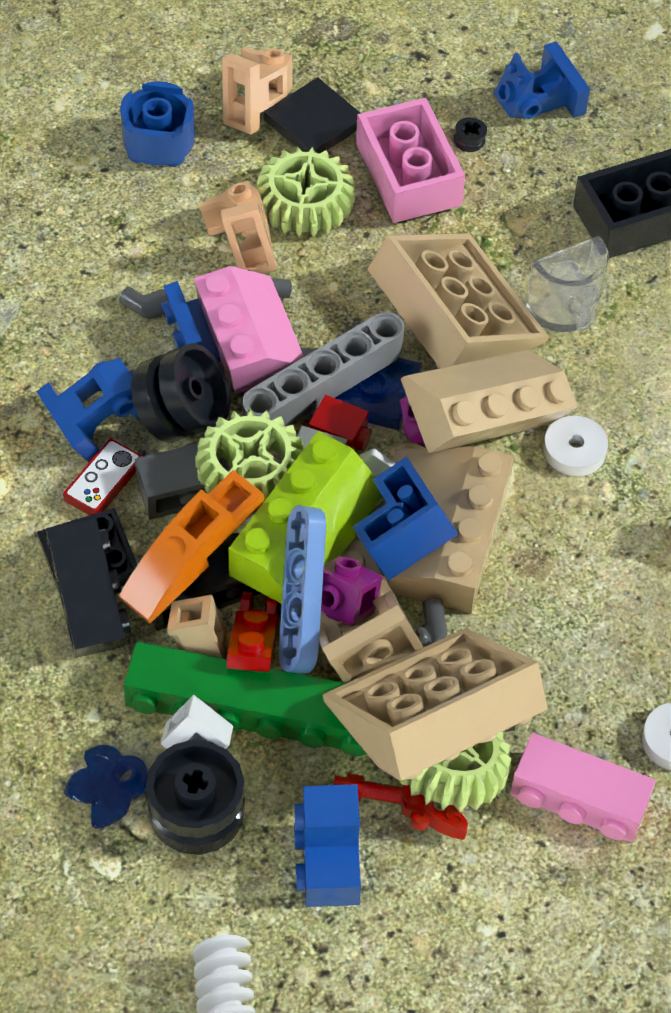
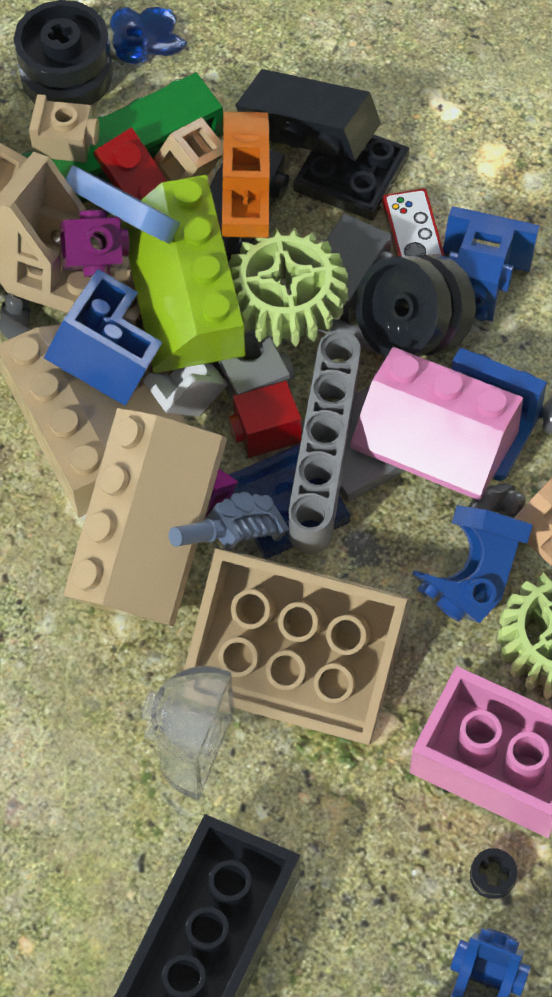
camera: 140 degrees right, 5 degrees up
(196, 722) = (106, 85): white panel -> none
(276, 710) = (63, 130): none -> tan brick
(334, 247) = (485, 574): none -> blue tile
(440, 358) = (232, 521): none -> sand blue piece
(573, 460) = (41, 614): white piece -> none

